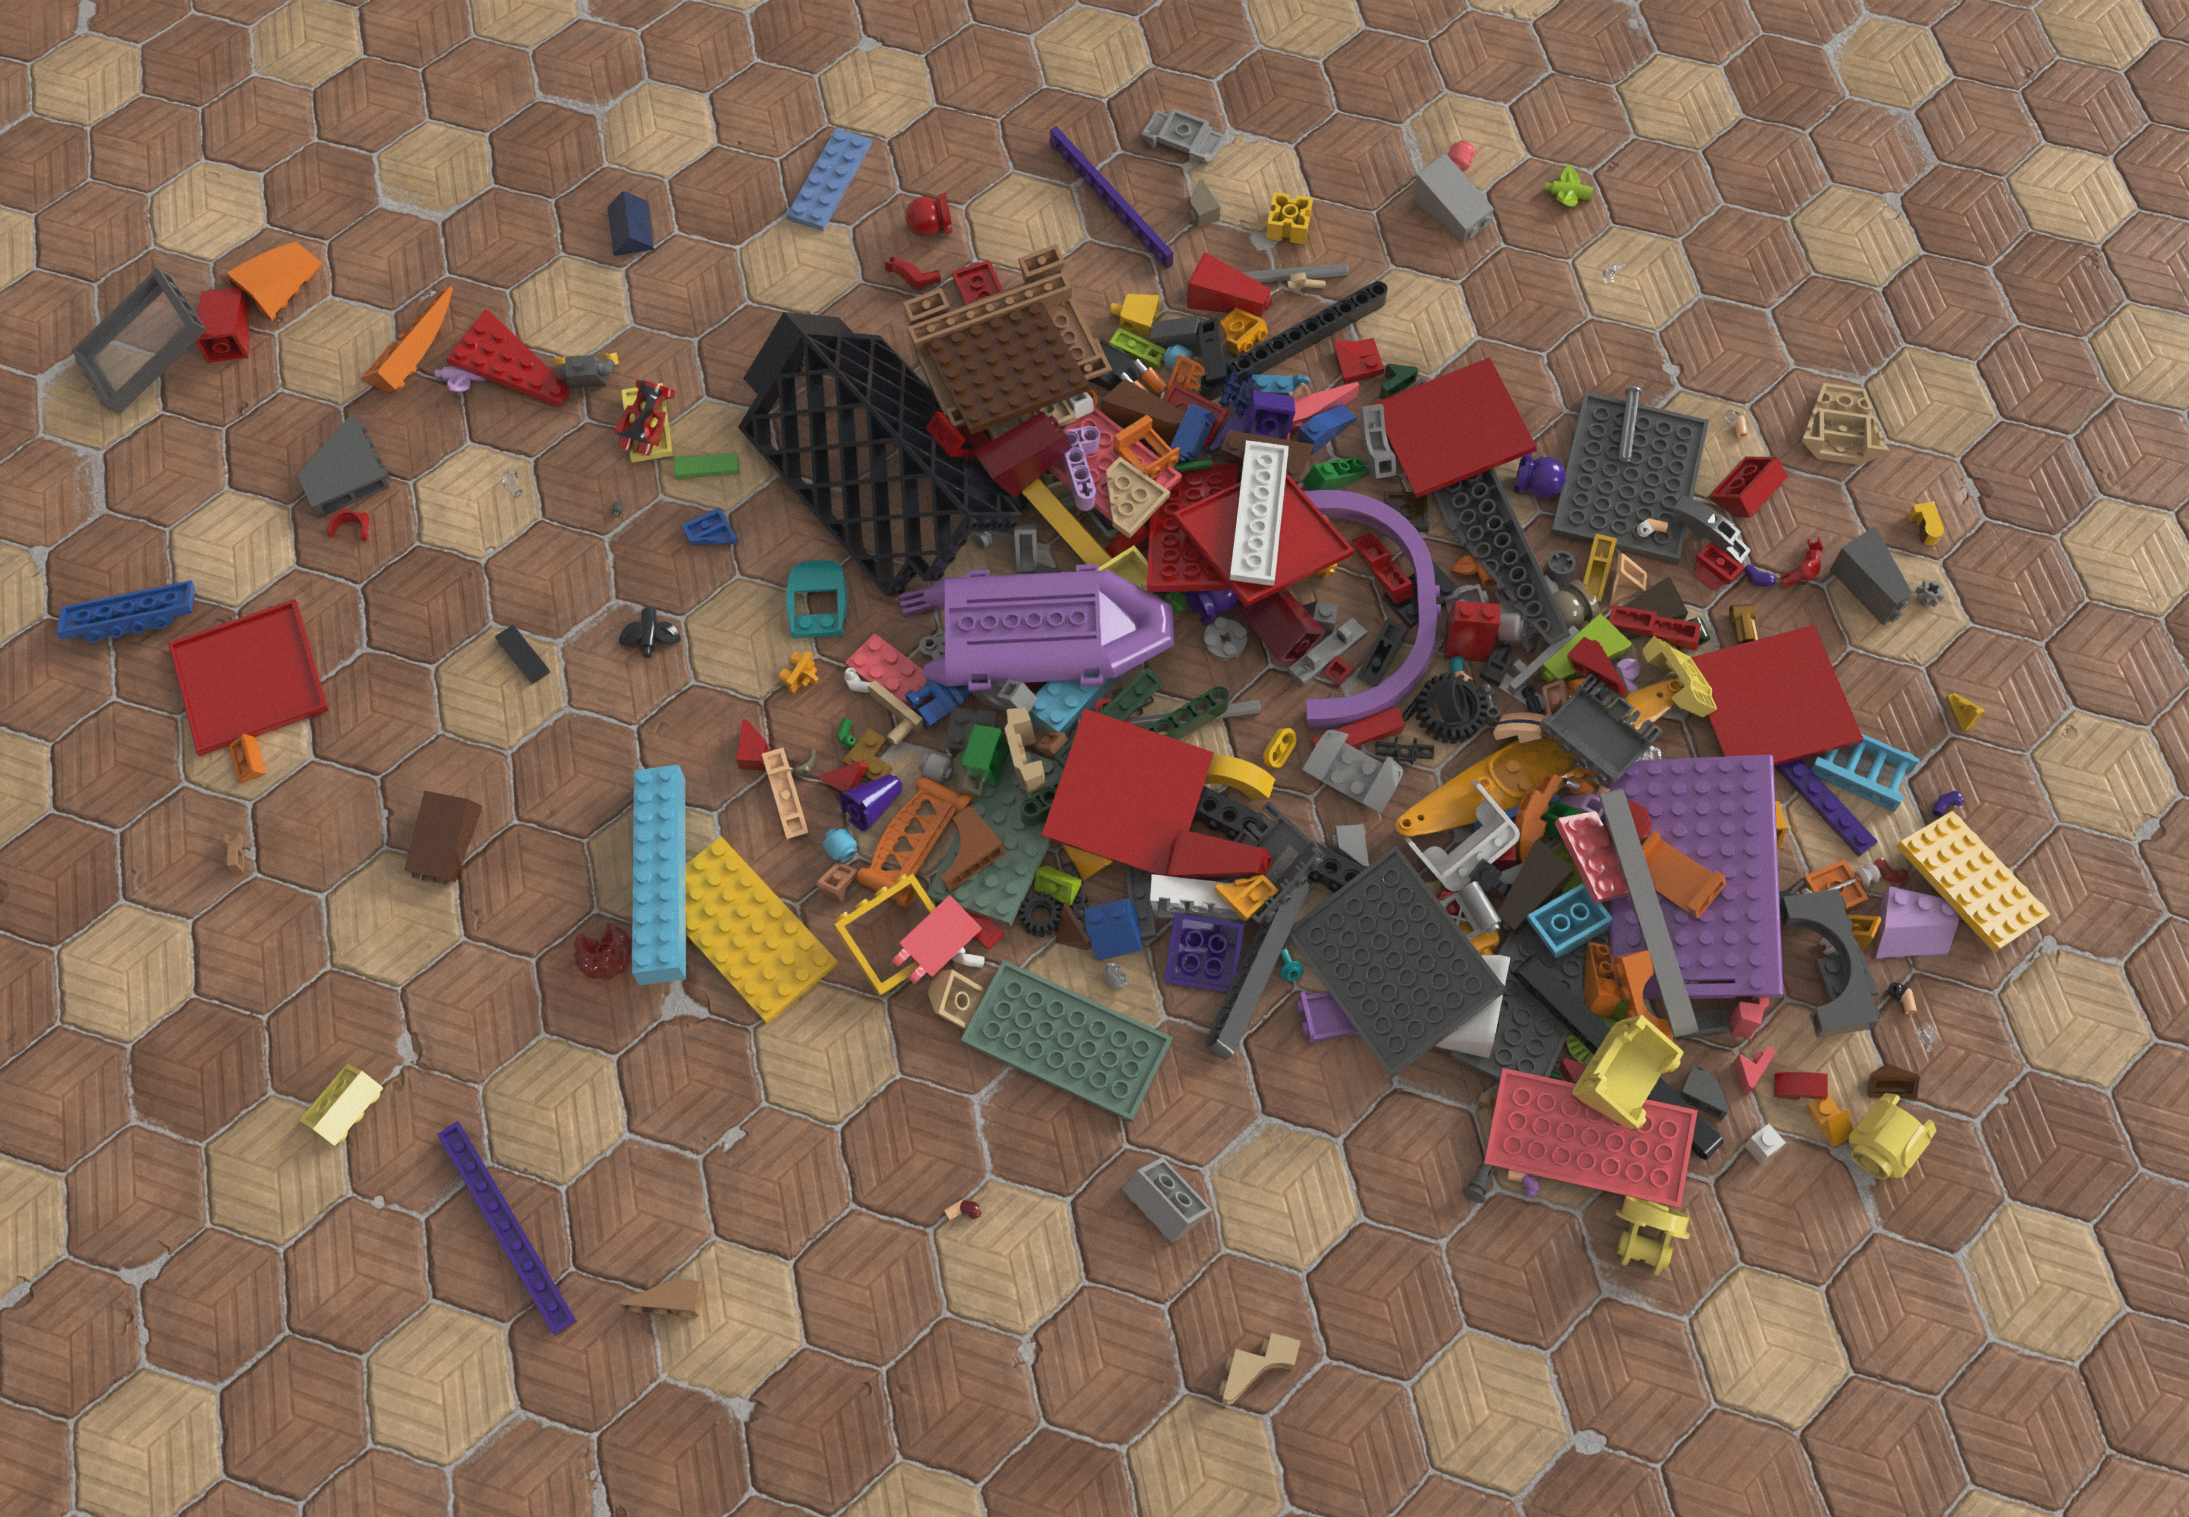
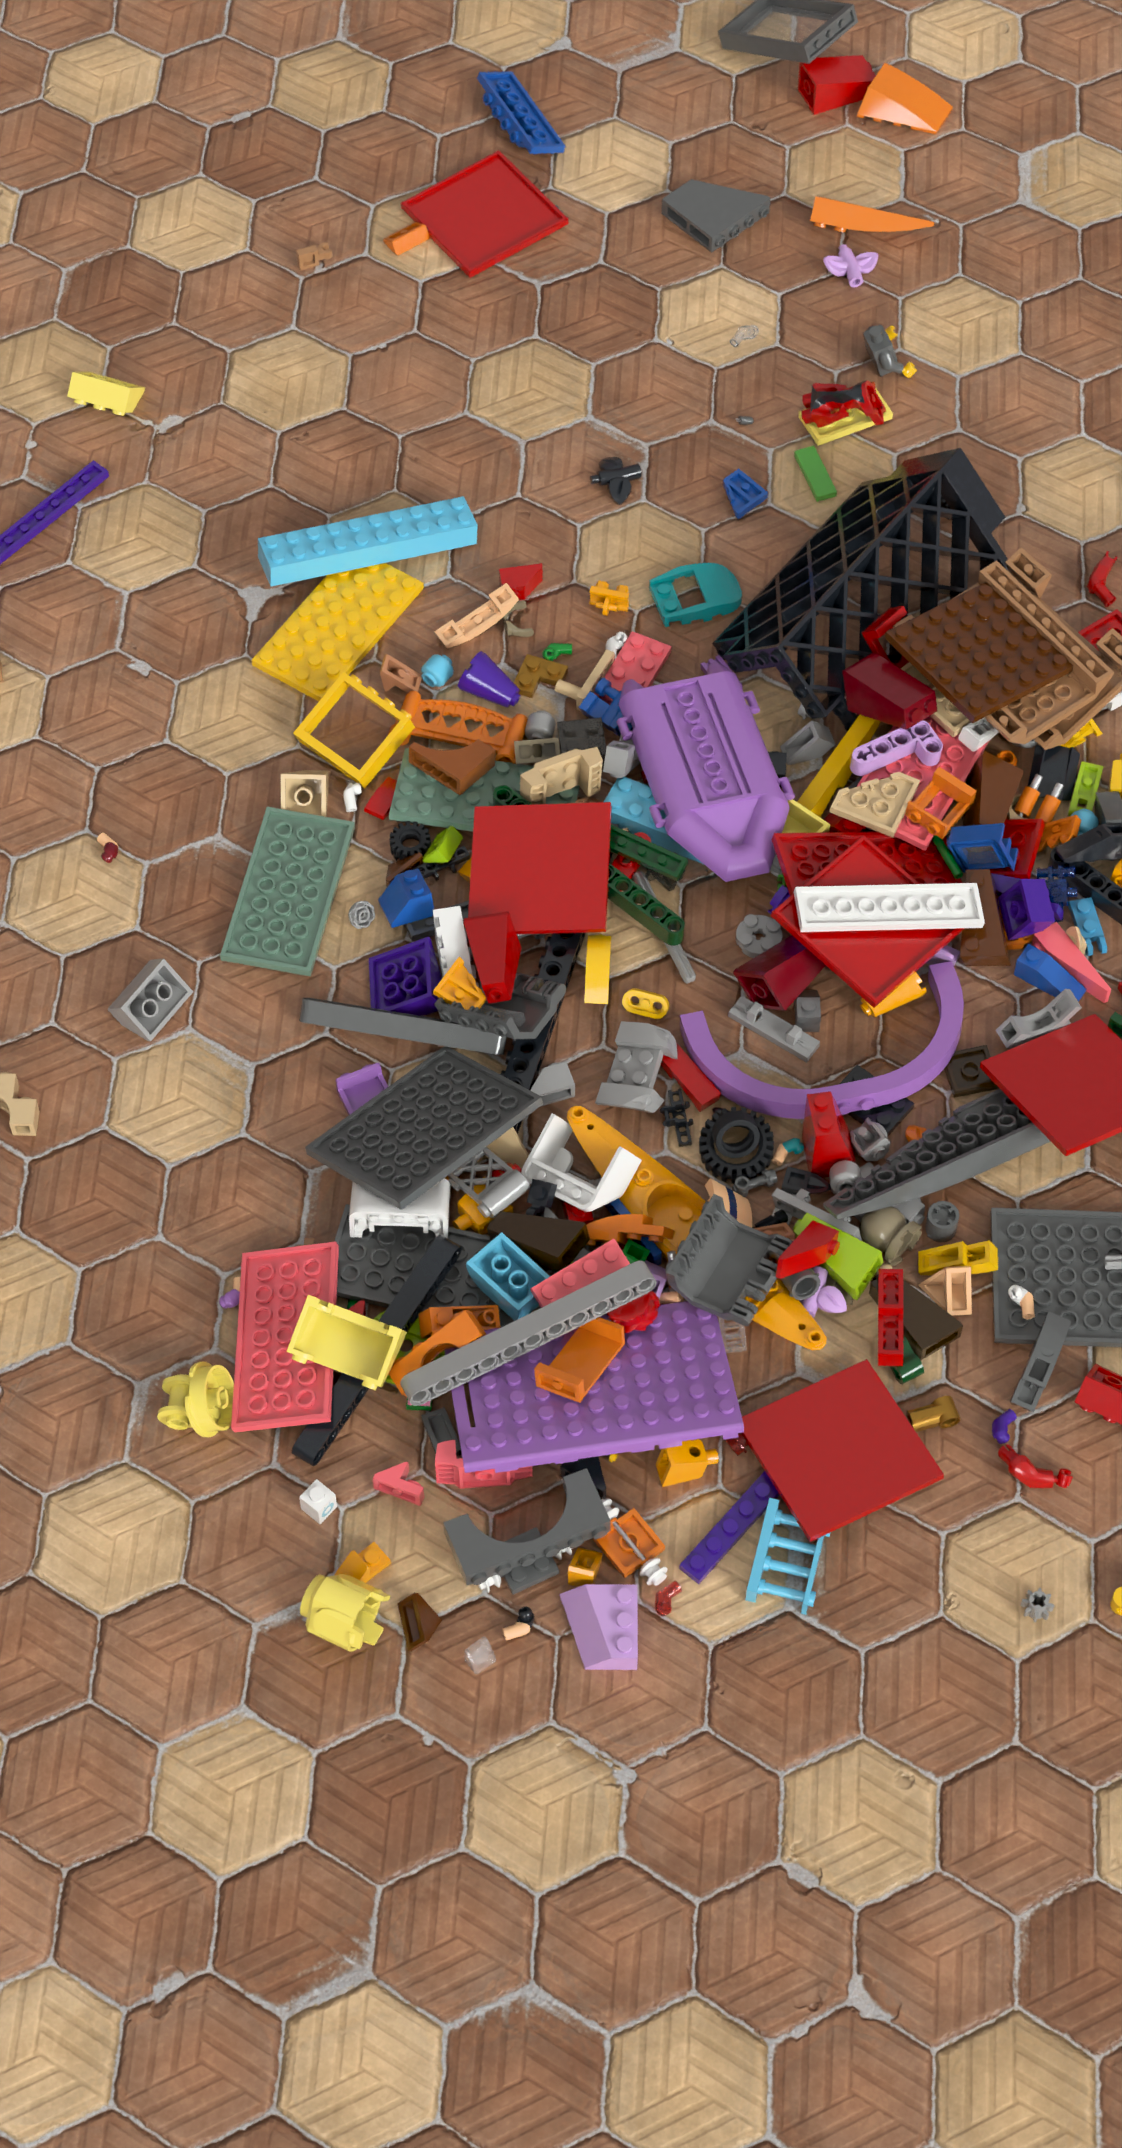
camera: 75 degrees right, 5 degrees down
(345, 516) = (666, 228): red helmet -> none
(441, 836) = (366, 384): reddish brown slope -> none
(501, 357) = (874, 288): red wing -> none
(522, 654) = (566, 393): black tile -> none
(606, 956) = (280, 517): clear red hair -> none
(629, 224) = (1073, 343): dark blue slope -> none
(845, 777) = (506, 657): red slope -> none
(937, 938) = (354, 758): coral tile -> none
(985, 754) = (548, 741): green slope -> none
(1292, 969) = (406, 1059): teal plate -> none
(1335, 474) = (988, 993): green slope -> none
(1338, 670) = (756, 1043): red slope -> none
(1383, 651) = (789, 1073): black slope -> none
(1384, 569) = (890, 1055): red slope -> none
(1477, 1187) = (221, 1254): dark grey pin -> none
(1541, 476) = (1050, 1178): dark purple tile -> none
(1696, 692) = (835, 1349): light yellow plate -> none
(1704, 1093) = (362, 1439): dark grey slope -> none
(1716, 567) = (999, 1378): red slope -> none
(1801, 1084) = (392, 1532): red slope -> none
(1873, 576) = (1035, 1533): dark grey slope -> none
(1945, 800) = (772, 1648): dark purple arm -> none
(1965, 711) = (891, 1653): yellow tile -> none
(1973, 881) = (670, 1674): yellow plate -> none

